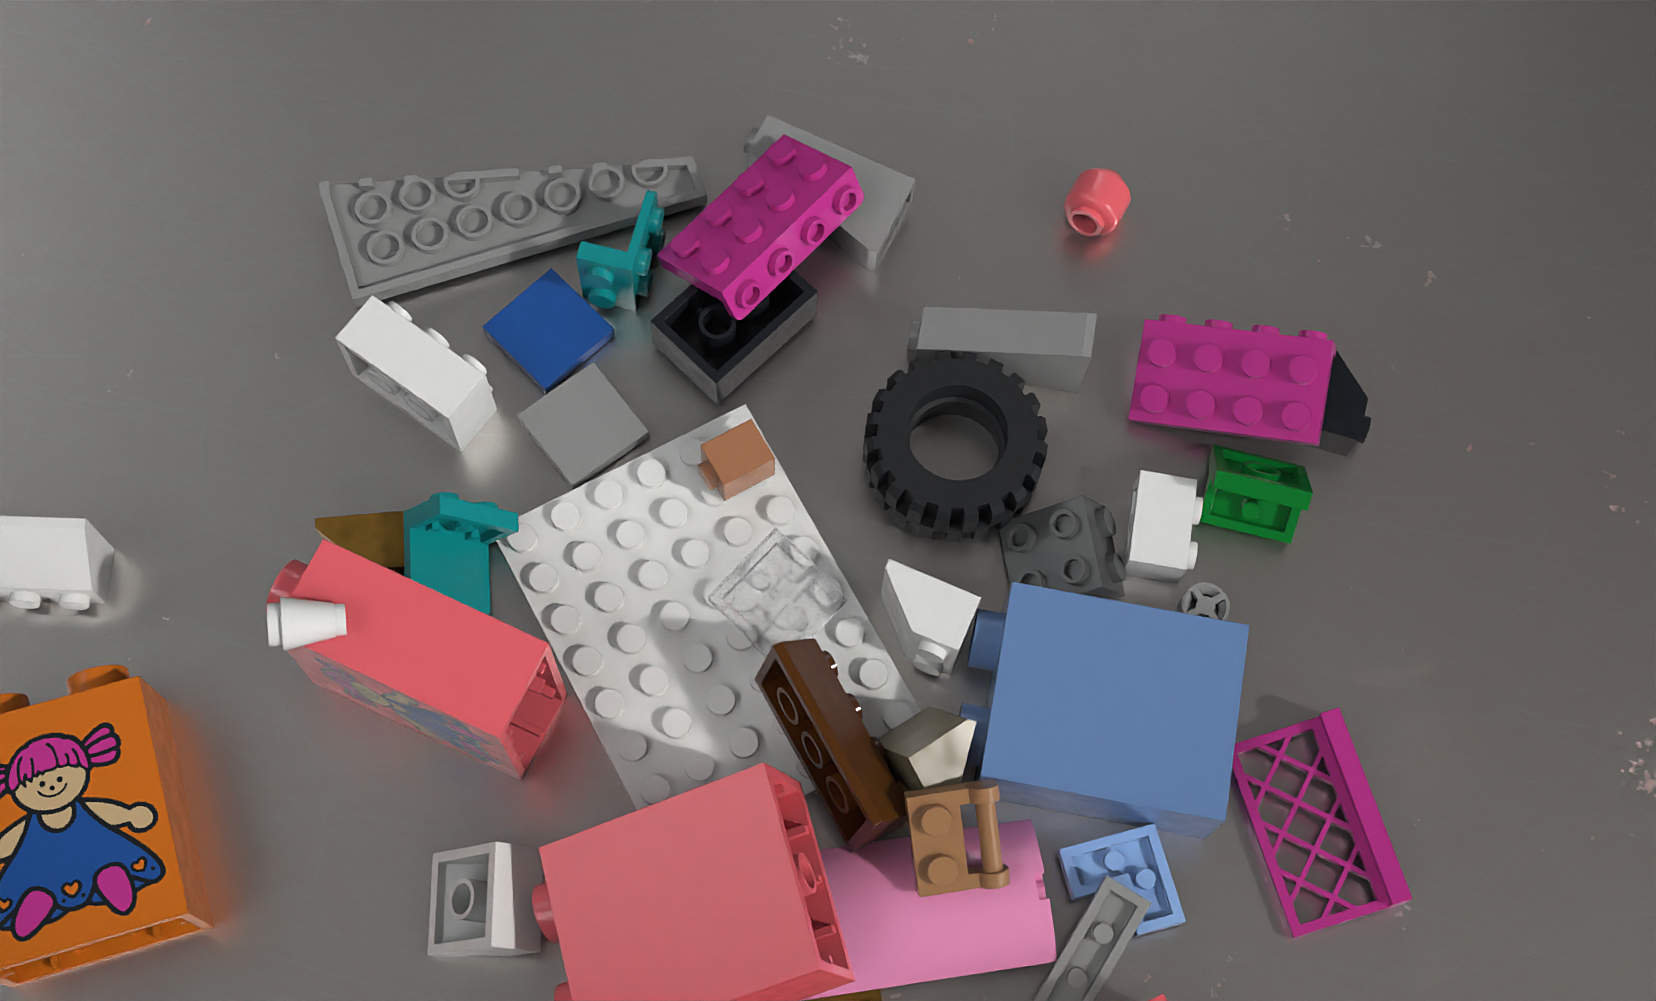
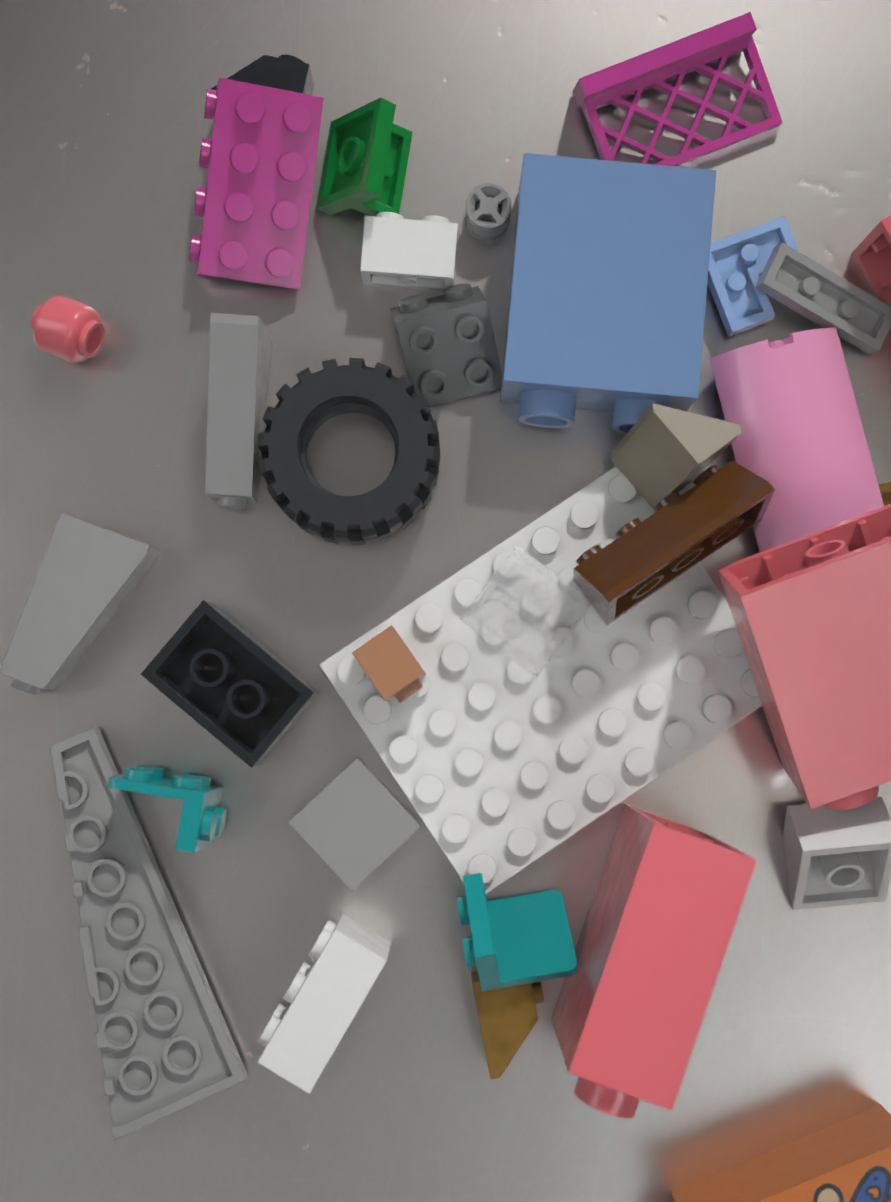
camera: 90 degrees left, 15 degrees up
(304, 622) = (669, 1079): white cone -> none
(548, 331) = (255, 872): blue tile -> none
(764, 225) = (133, 662): dark pink bracket -> none
(927, 616) = (535, 462): white slope -> none
(939, 838) = (762, 432): medium nougat plate -> none

